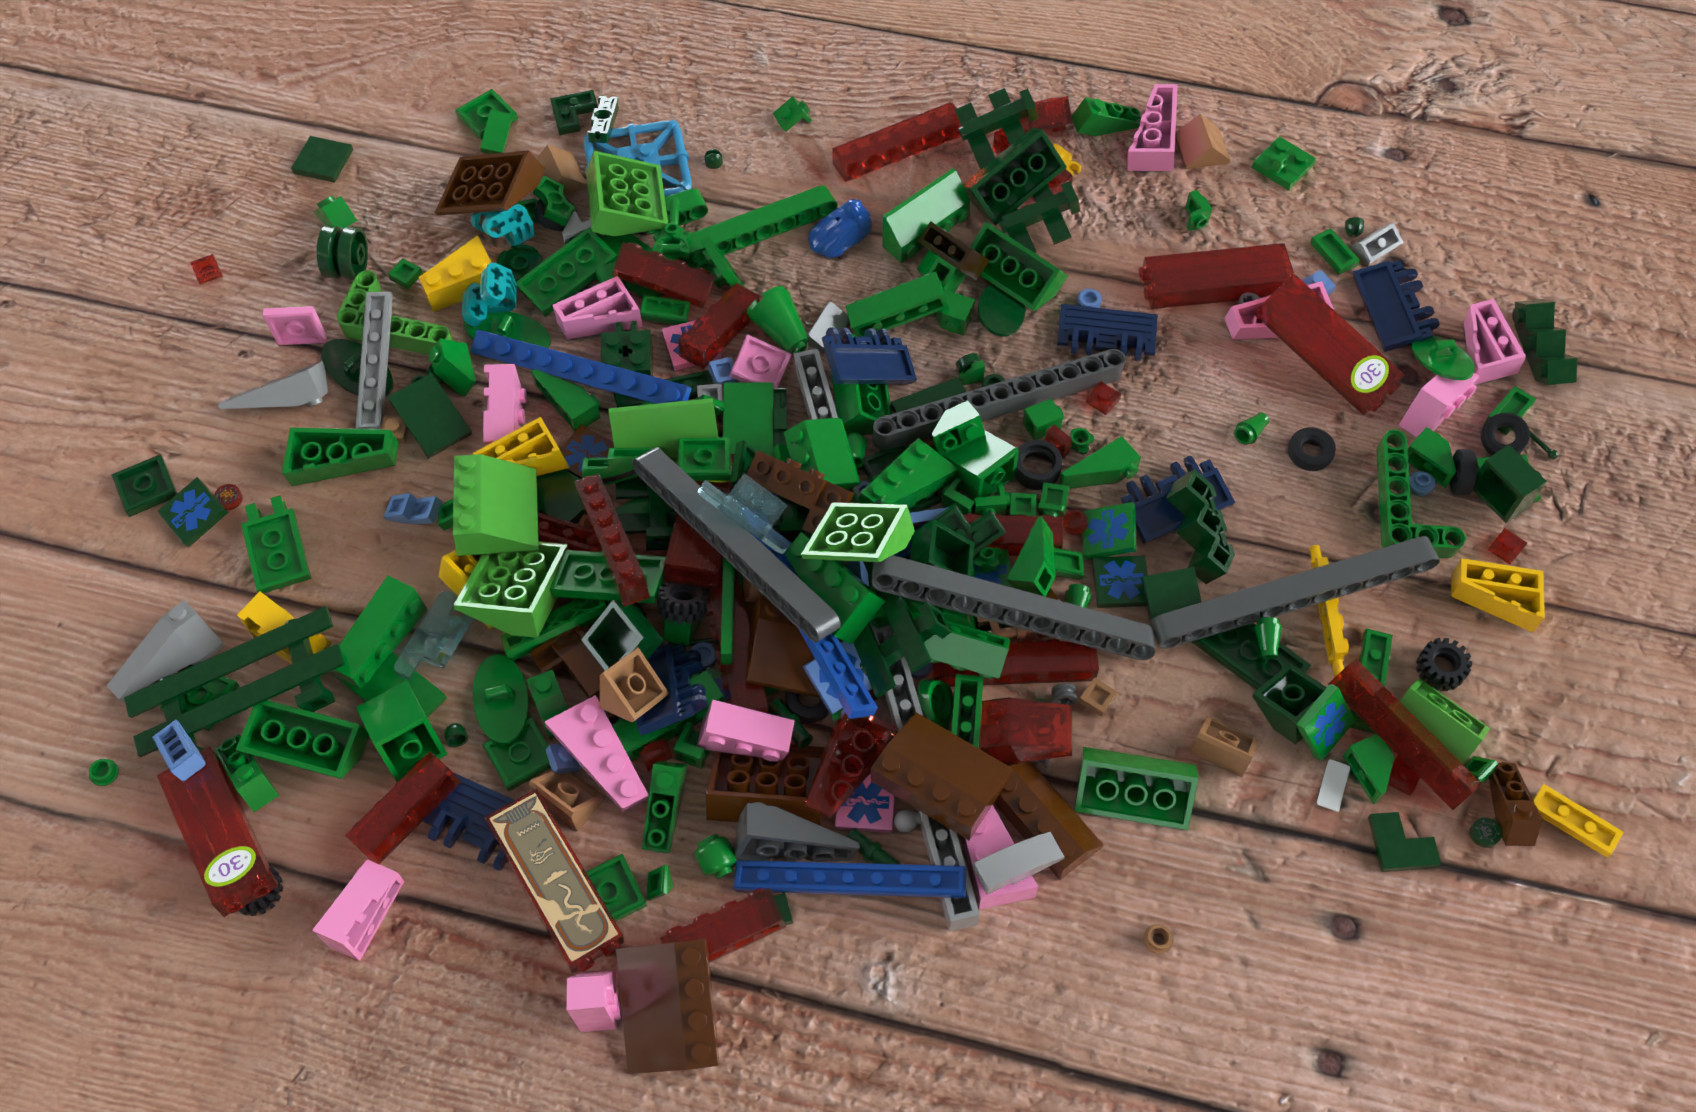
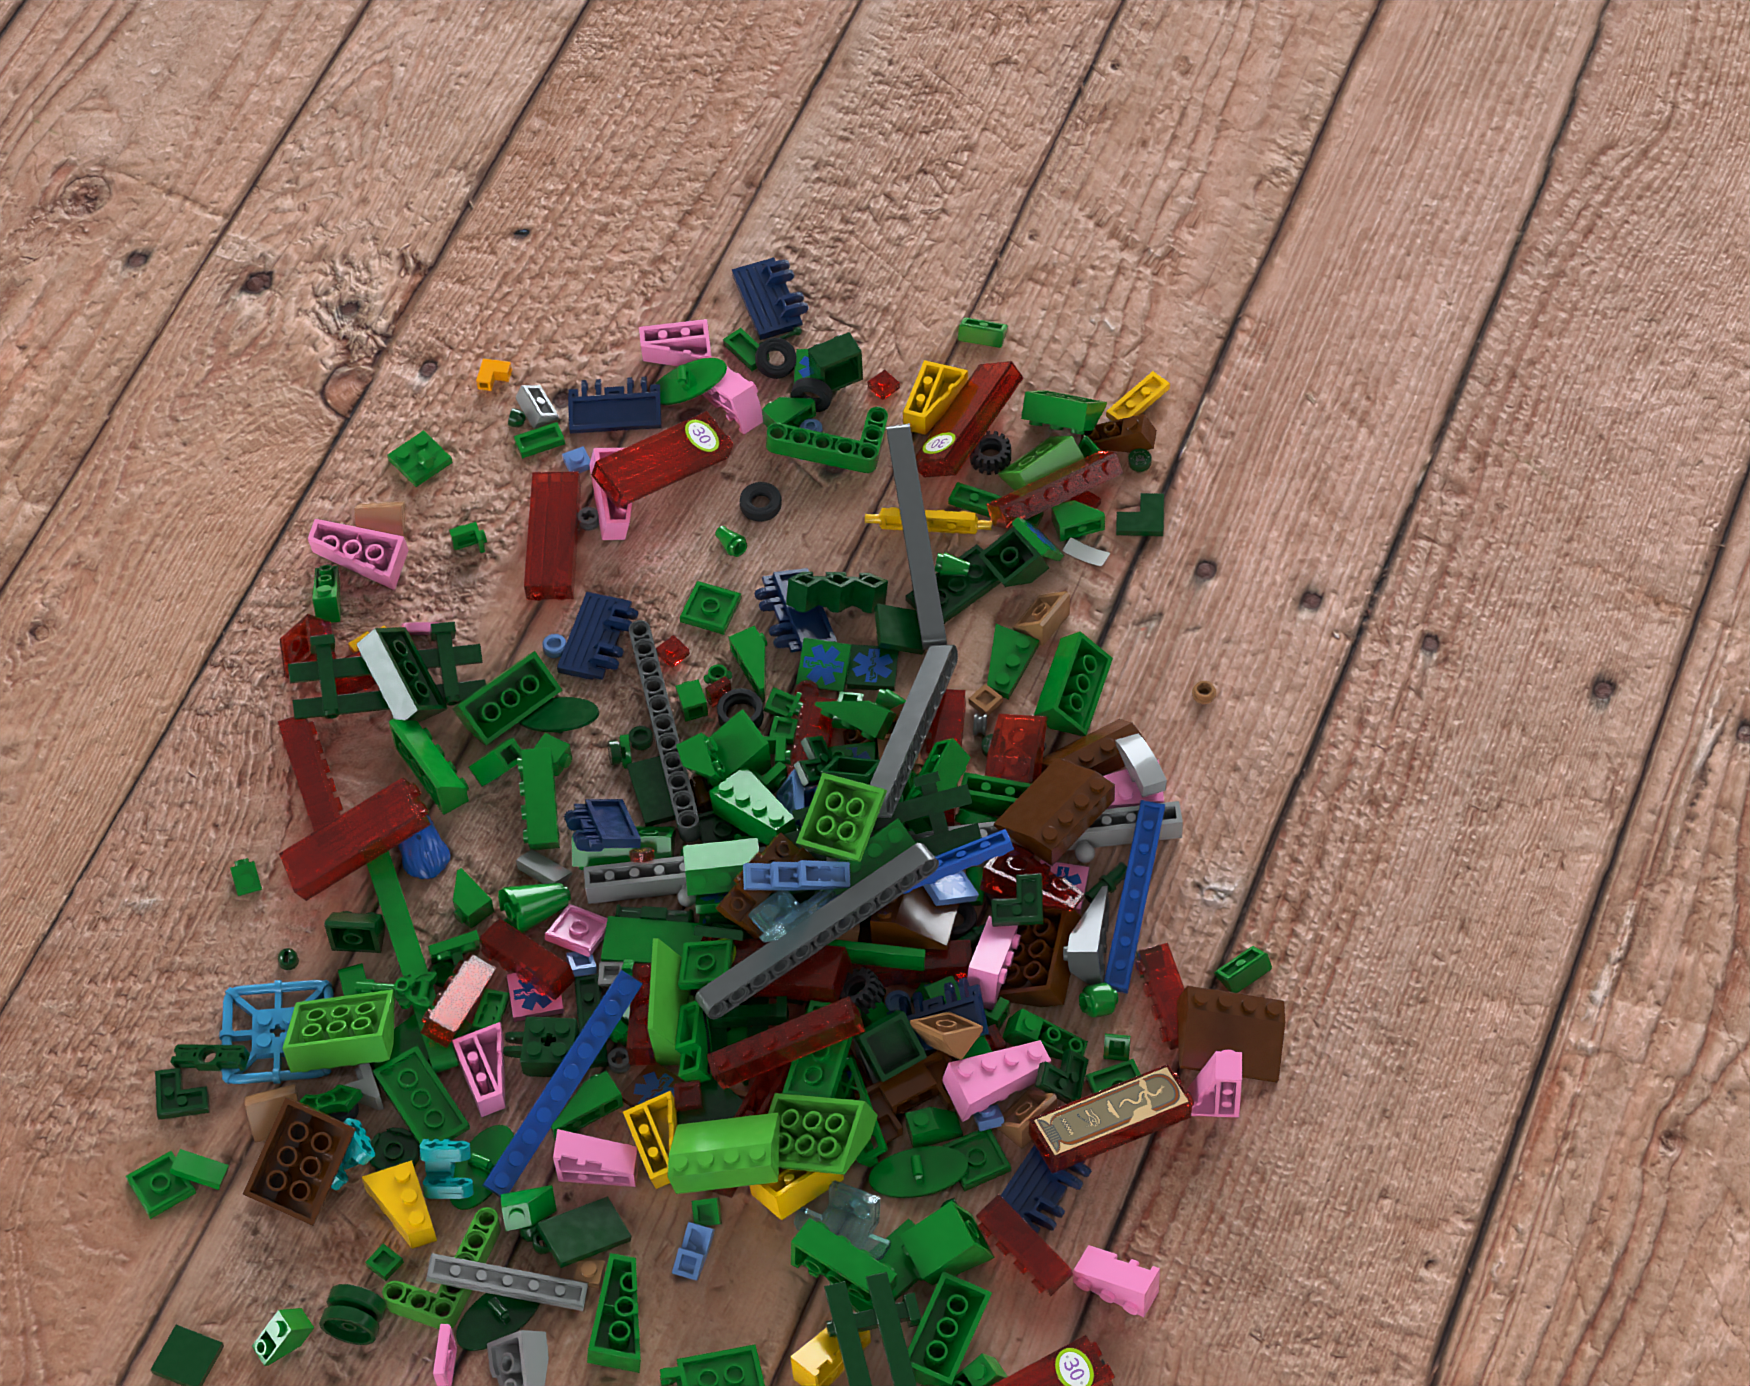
camera: 80 degrees left, 5 degrees down
(568, 472) = (688, 1095): none -> clear red plate
(605, 834) = (1063, 1082): none -> dark green tile
(739, 189) = (355, 931): none -> dark green slope
(775, 1020) = (1244, 969): none -> green slope
(785, 272) = (470, 901): none -> green slope
(791, 507) = (796, 875): none -> medium blue slope
(802, 754) = (1023, 910): none -> dark green tile
(827, 170) = (355, 838): none -> clear red brick
(836, 393) = (641, 854): none -> clear red tile
(953, 250) = (483, 741): dark brown brick -> none
(1083, 194) = (418, 628): none -> bright pink tile
(1160, 717) = (1009, 659): none -> green wing
(1165, 424) = (710, 607): none -> green tile
(1405, 198) = (493, 370): none -> light orange piece
(1478, 630) = (967, 419): none -> clear red brick
(1526, 732) = (1062, 410): none -> green slope
(1544, 342) = (683, 305): dark green brick -> none
(1588, 420) = (768, 298): none -> dark blue hinge
(1619, 638) = (982, 332): none -> green slope

